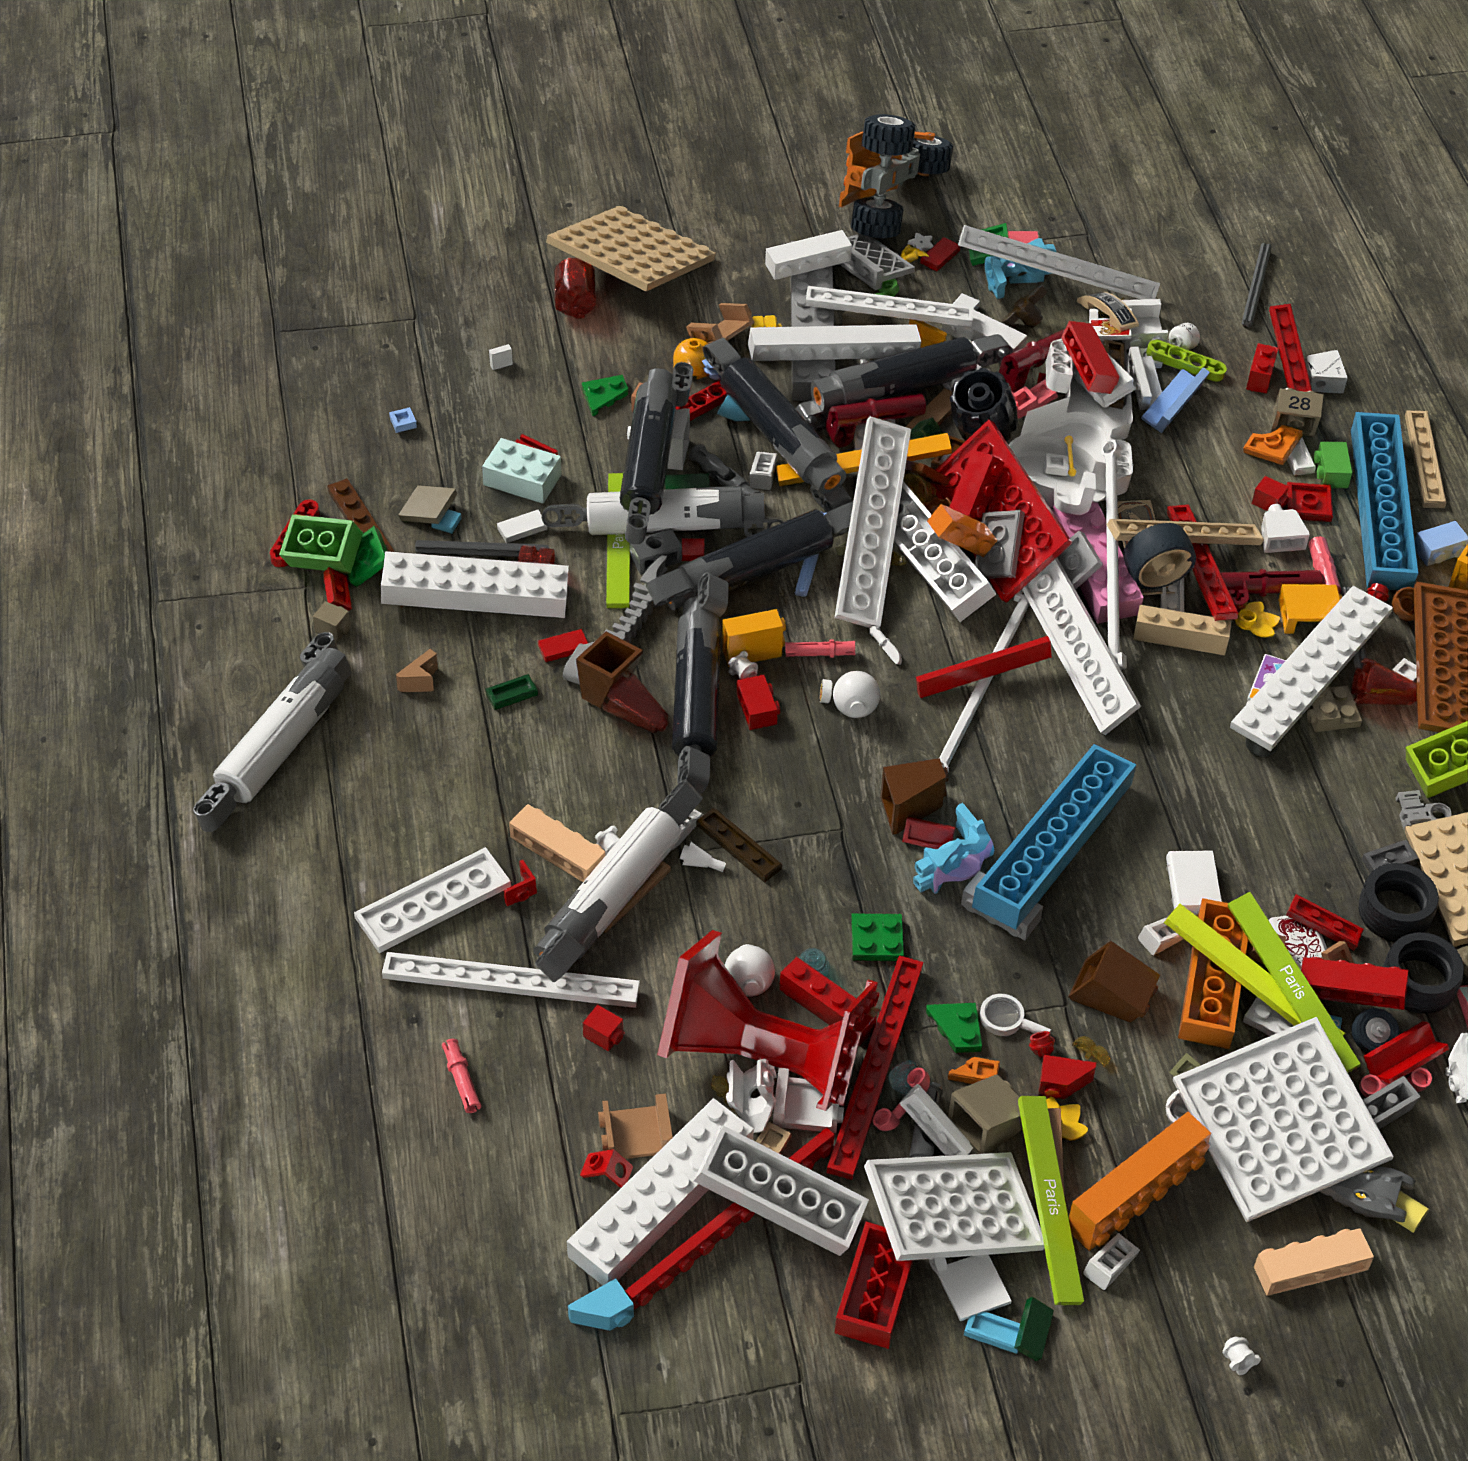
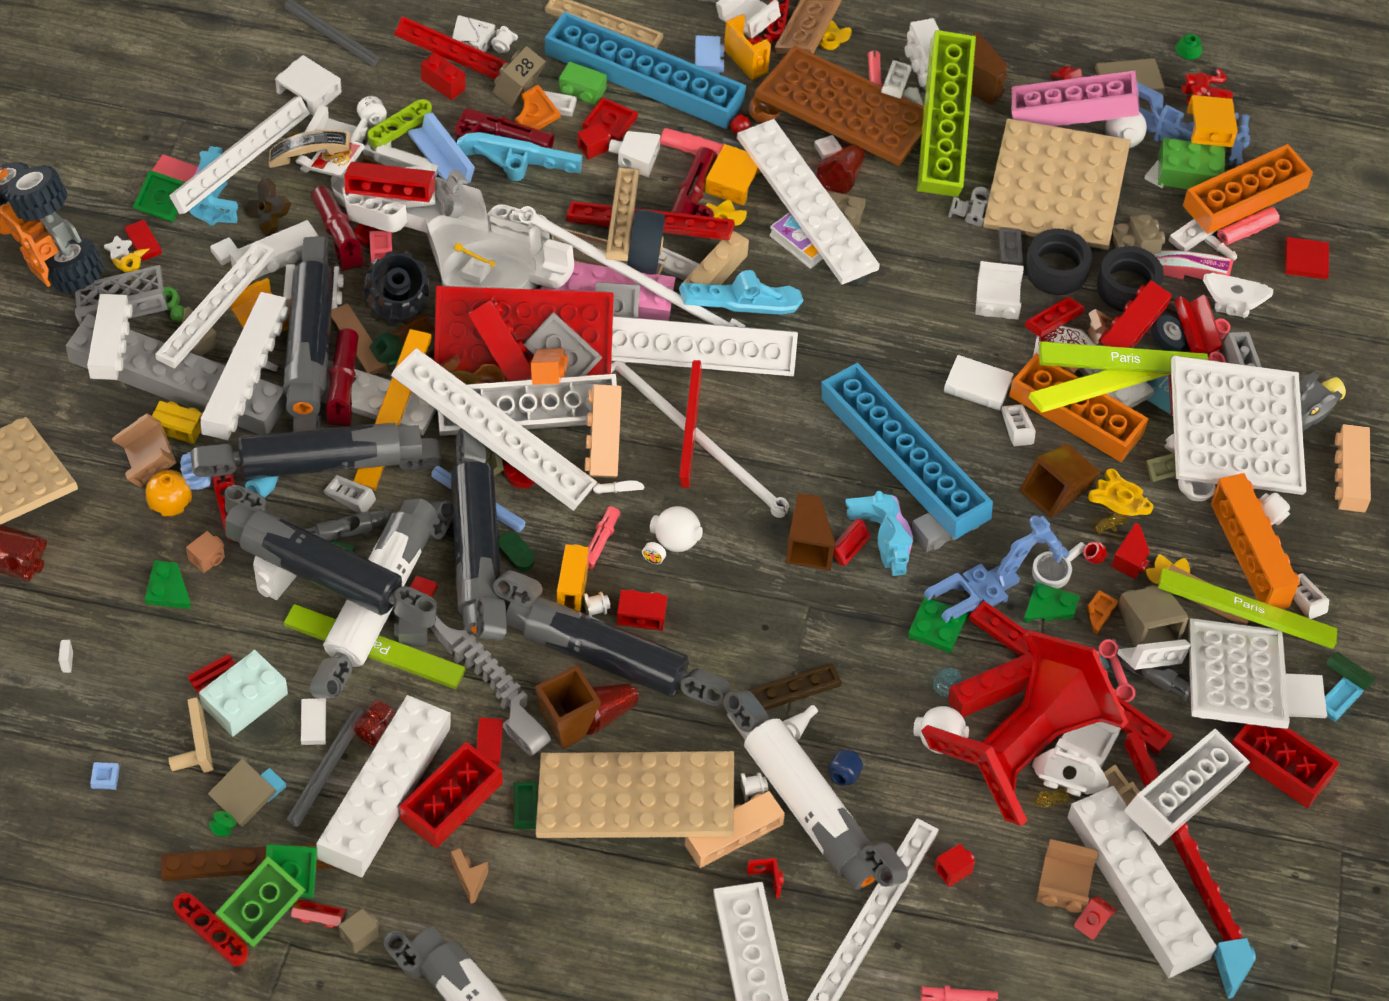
camera: 70 degrees left, 5 degrees up
(392, 502) = (222, 823): none -> green wheel
(463, 461) = (202, 754): none -> tan piece
(488, 632) = (451, 795): none -> red brick
(554, 759) = (636, 794): none -> tan plate
(666, 906) = (845, 767): none -> dark blue head
(771, 596) = (516, 551): none -> dark green tile
(925, 601) = (604, 431): none -> light nougat brick
(959, 965) = (991, 584): none -> medium blue piece
(1116, 407) = (446, 195): none -> light grey piece
(1128, 1046) = (1120, 495): none -> yellow tile
(1160, 657) = (743, 295): none -> medium azure piece
(1182, 288) = (310, 82): none -> white panel
(1203, 1193) = (1275, 508): none -> white head
(1206, 447) = (517, 153): none -> medium azure piece
(1224, 408) = (485, 123): none -> dark red piece
(1325, 867) = (999, 290): none -> white panel
(1338, 393) = (503, 40): none -> white brick

